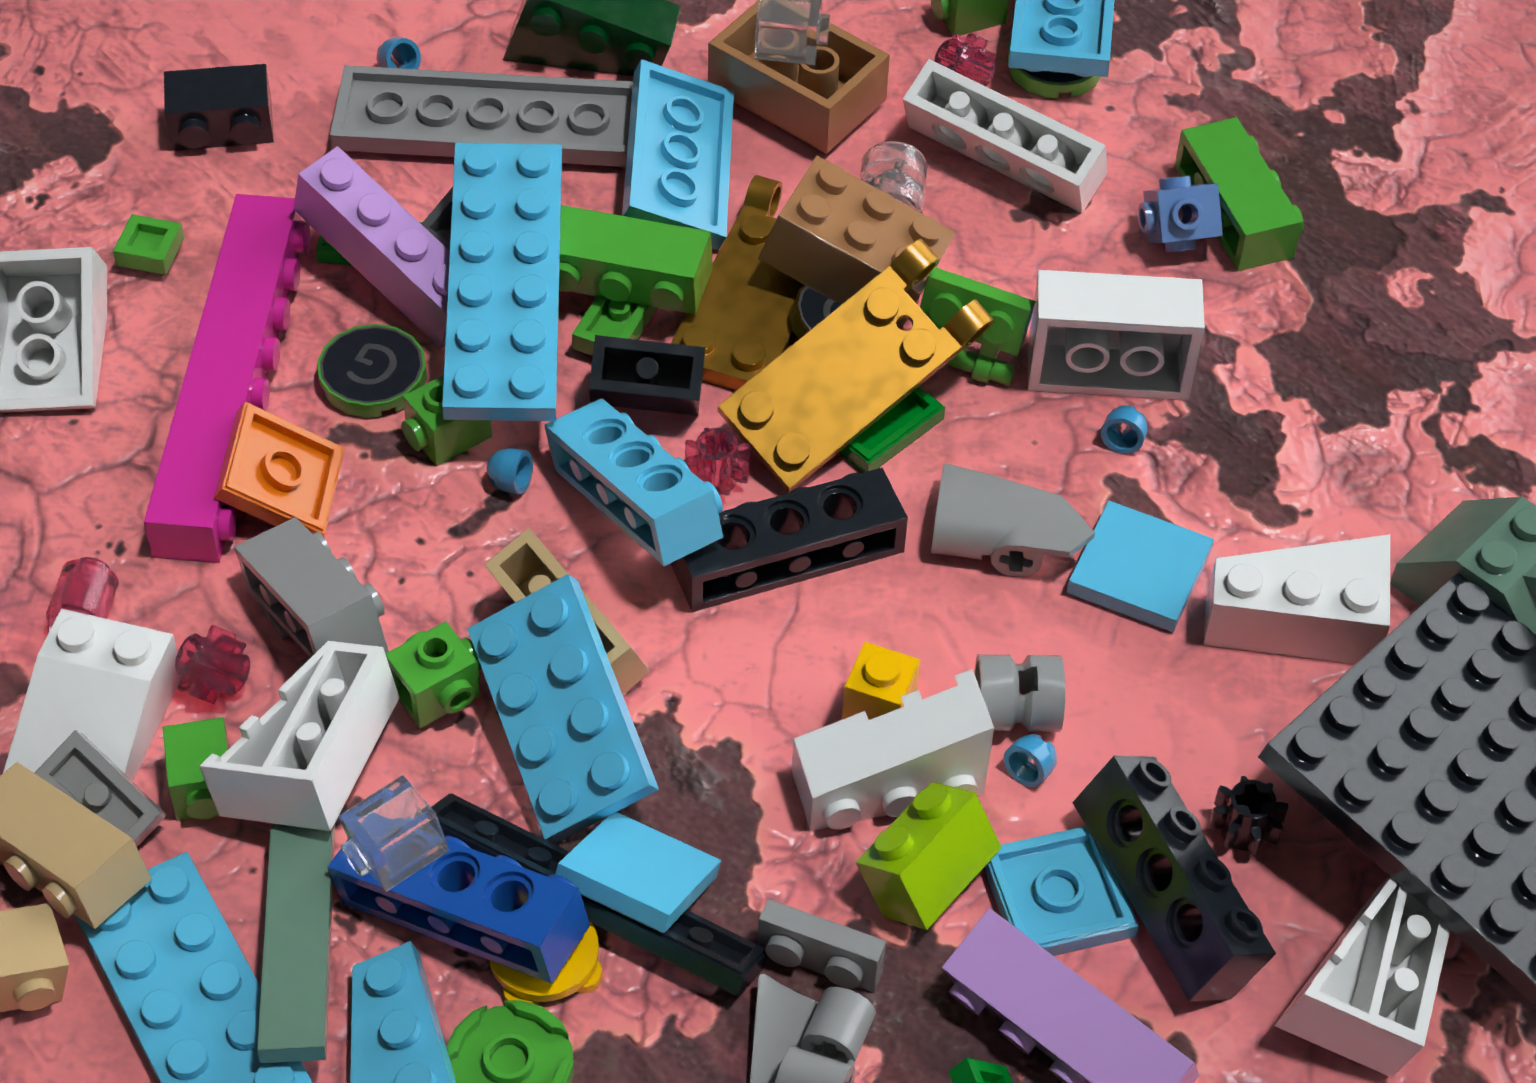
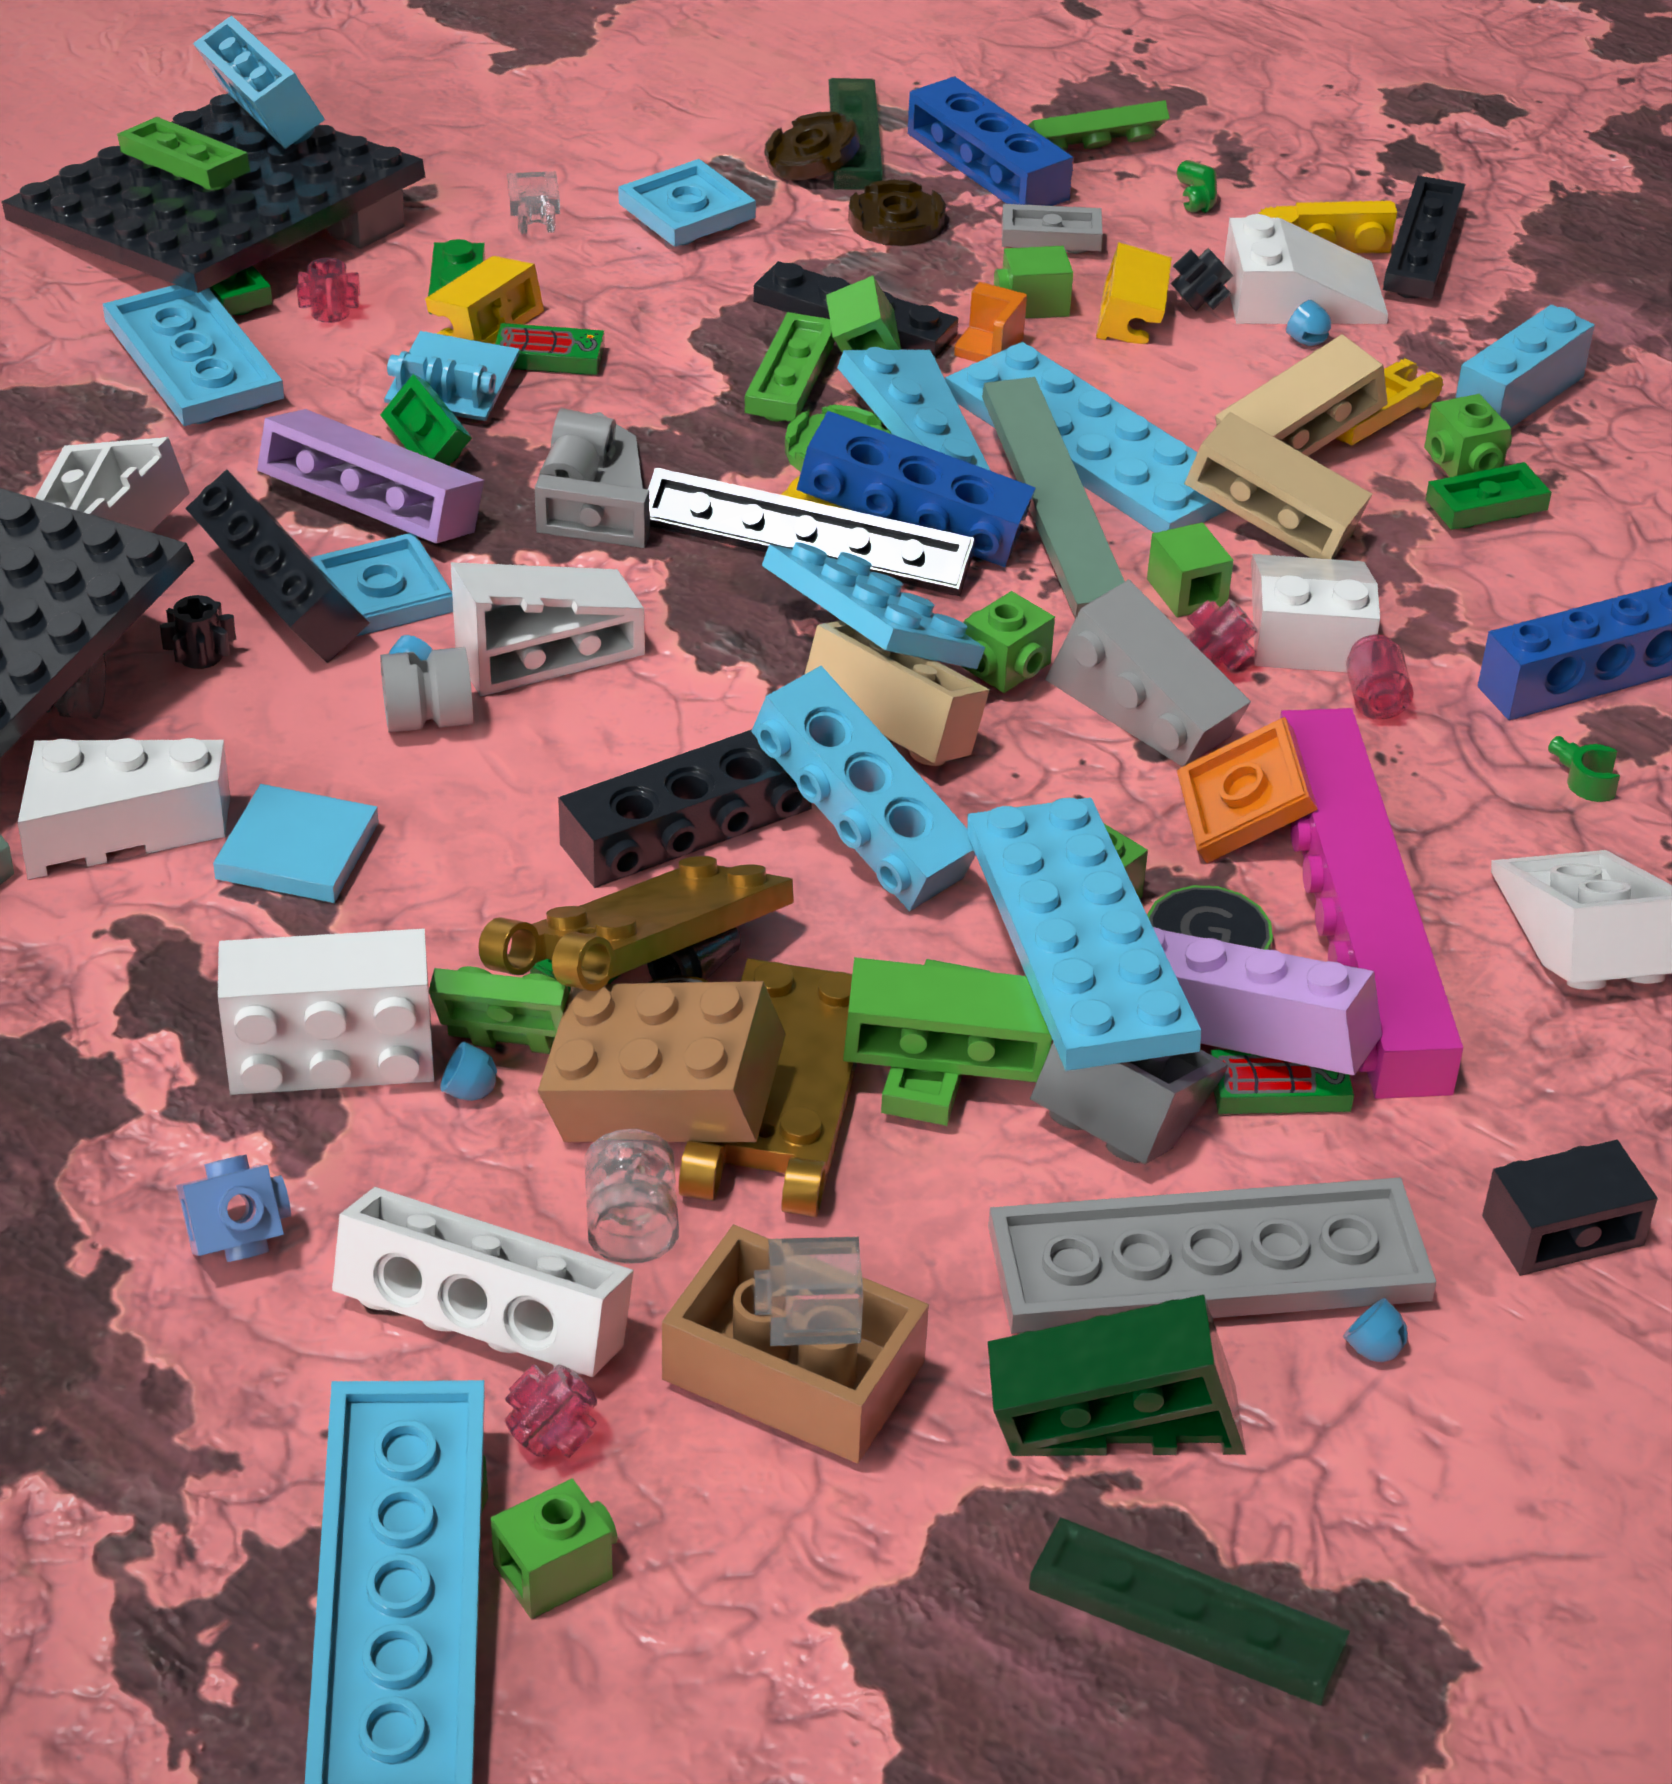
camera: 170 degrees right, 10 degrees down
(101, 786) = (1285, 538): light grey plate -> none
(148, 244) = (1543, 1028): bright green plate -> none
(310, 744) = (1092, 537): white wedge -> none
(392, 834) = (980, 467): clear brick -> none
(639, 871) = (757, 513): medium azure tile -> none
(647, 375) = (884, 917): black brick -> none
(679, 151) = (932, 1202): medium azure plate -> none
(718, 459) = (788, 855): clear pink gear -> none
(879, 681) = (566, 678): yellow brick -> none
(929, 855) = (519, 536): lime brick -> none
(1004, 520) = (450, 841): light grey panel -> none
(1255, 212) = (146, 1272): bright green brick -> none

